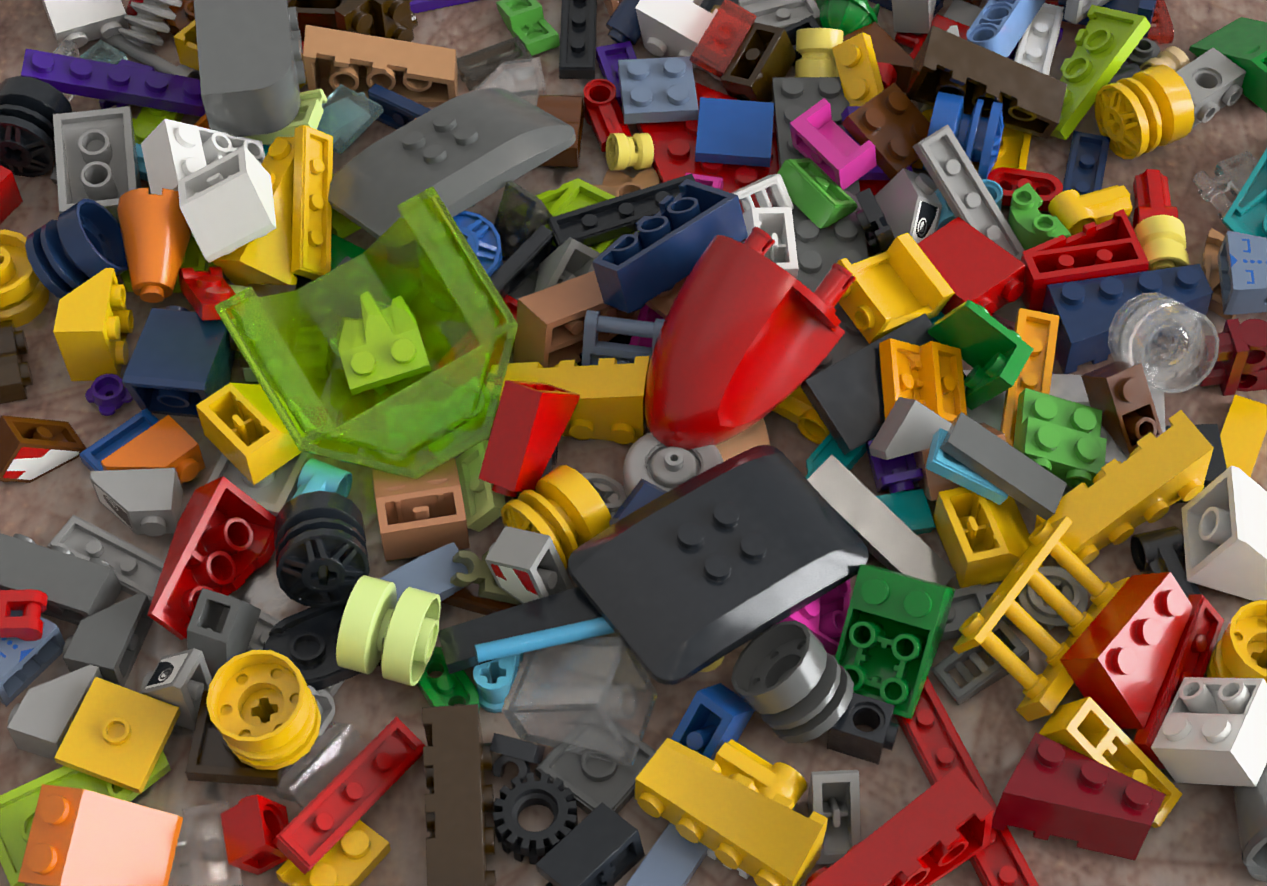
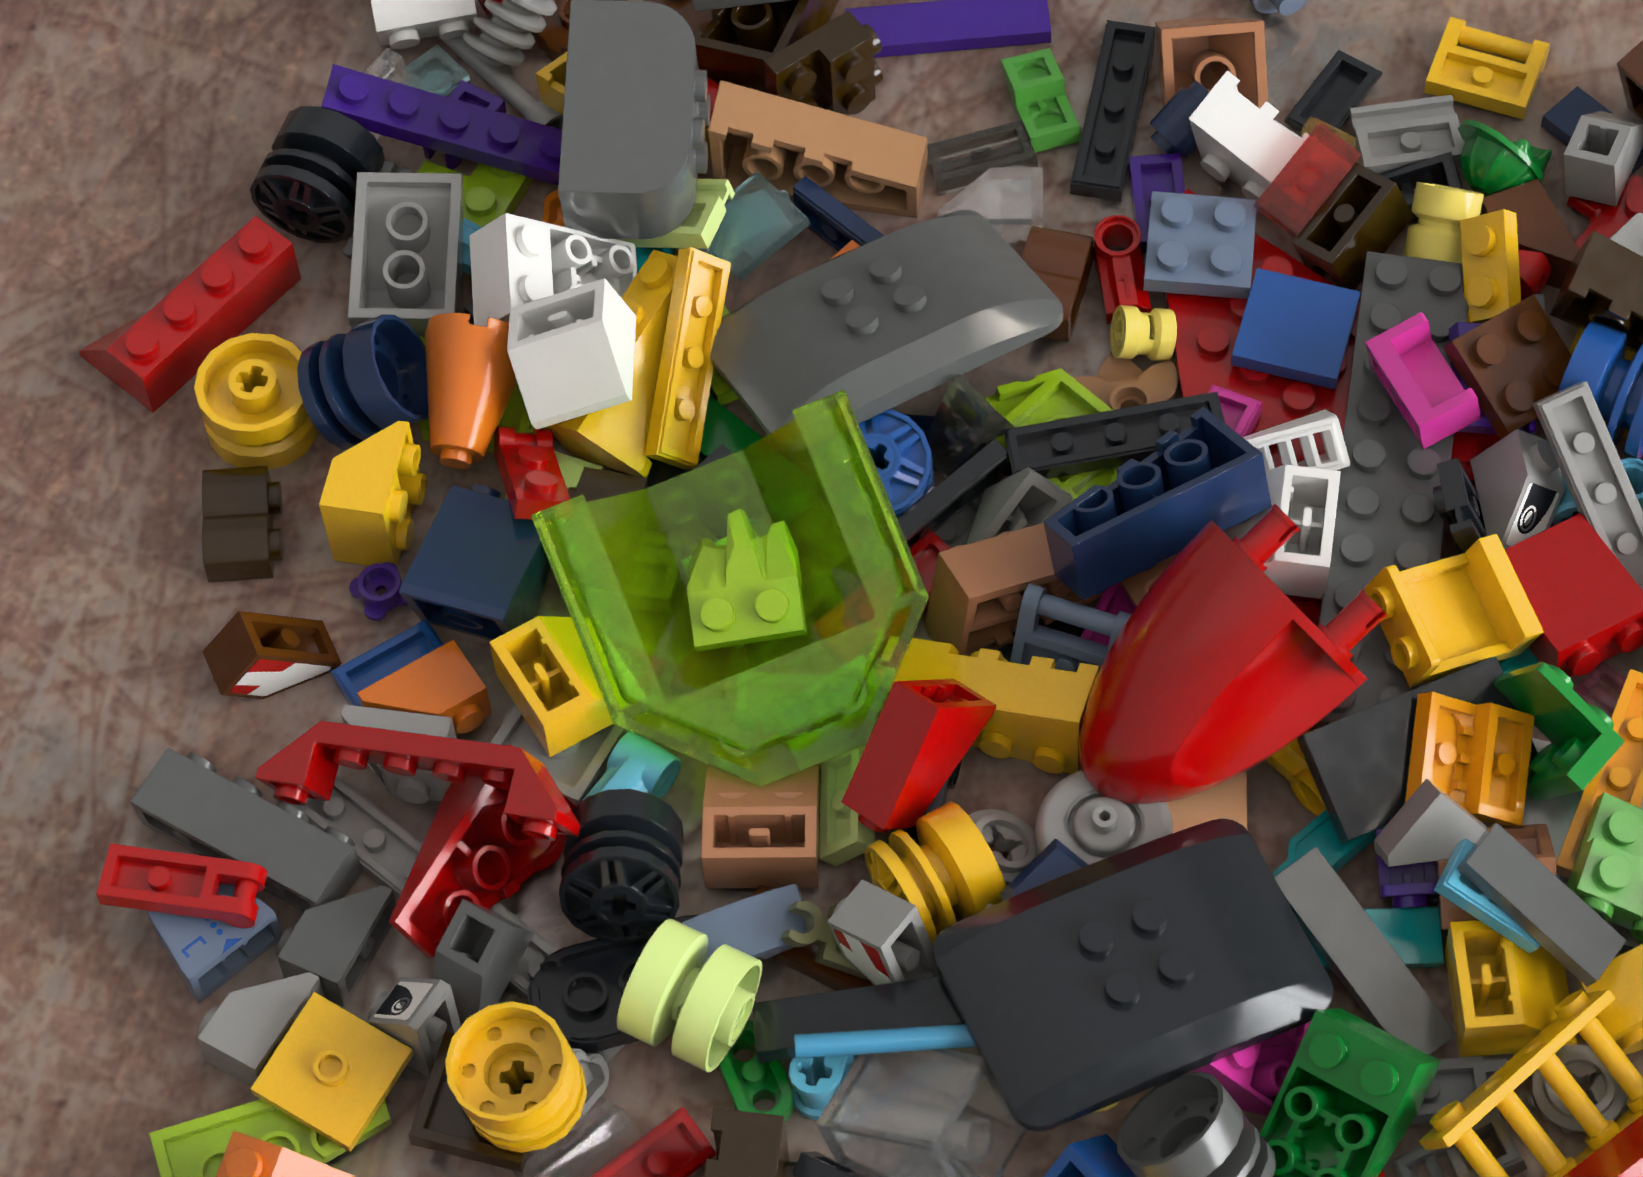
camera: 15 degrees right, 5 degrees up
(71, 513) = (312, 761): none -> red slope
(815, 192) = (1384, 446): bright green slope -> none

